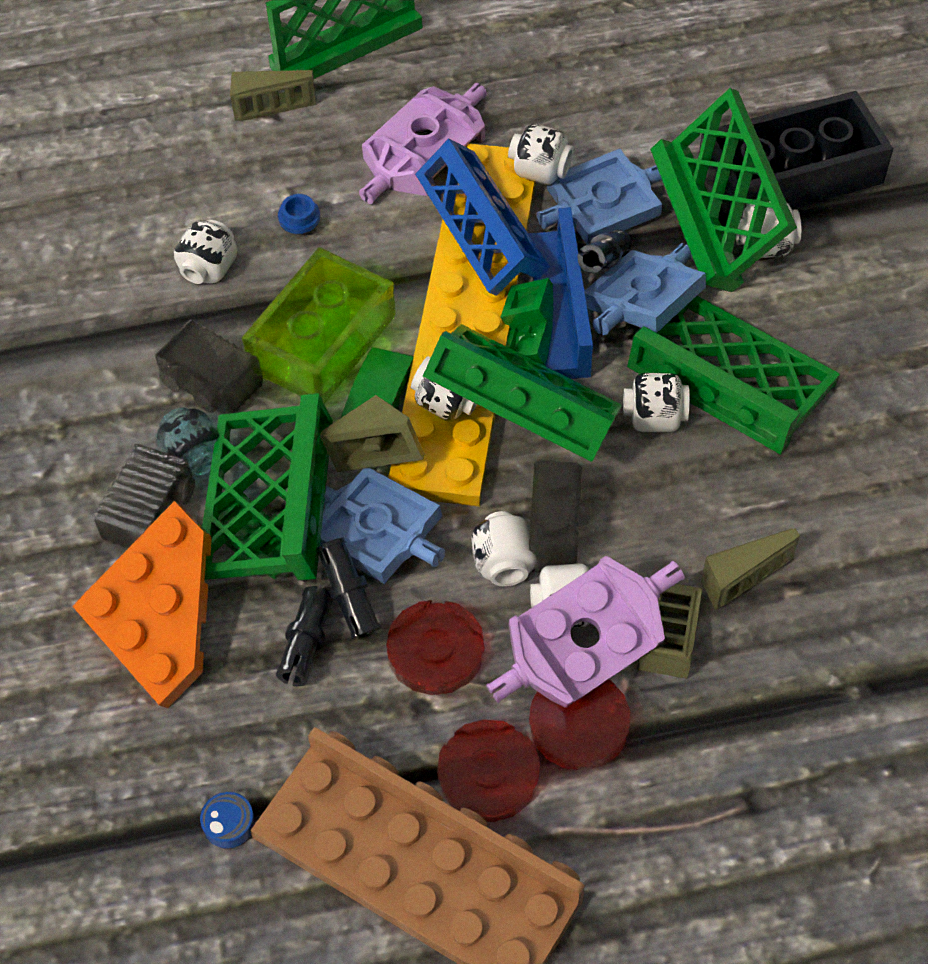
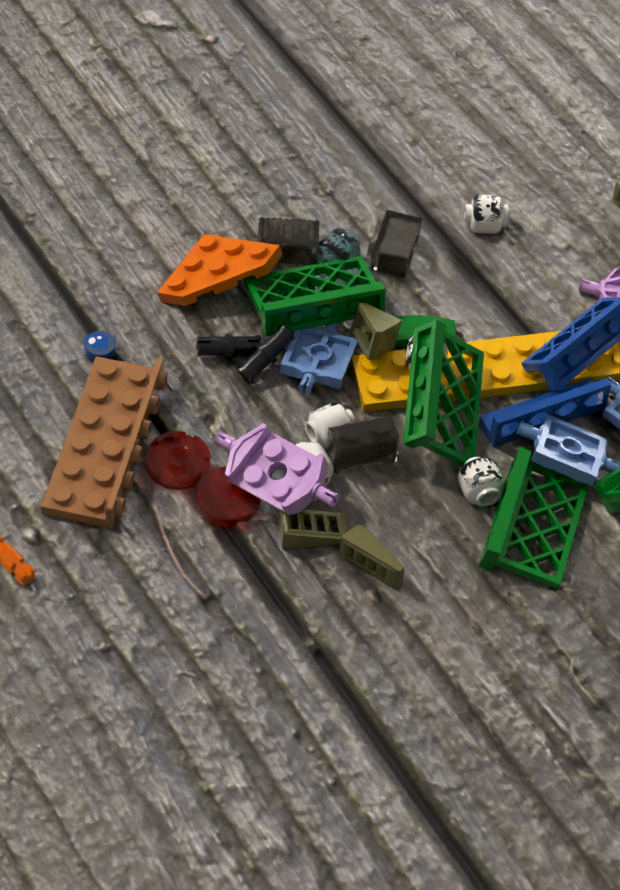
camera: 65 degrees right, 5 degrees down
(298, 214) = (545, 253): blue plate -> none
(321, 325) = (450, 284): clear neon green brick -> none
(435, 647) = (247, 409): clear red tile -> none
(530, 318) = (518, 394): green slope -> none
(604, 251) = (589, 417): black pin -> none

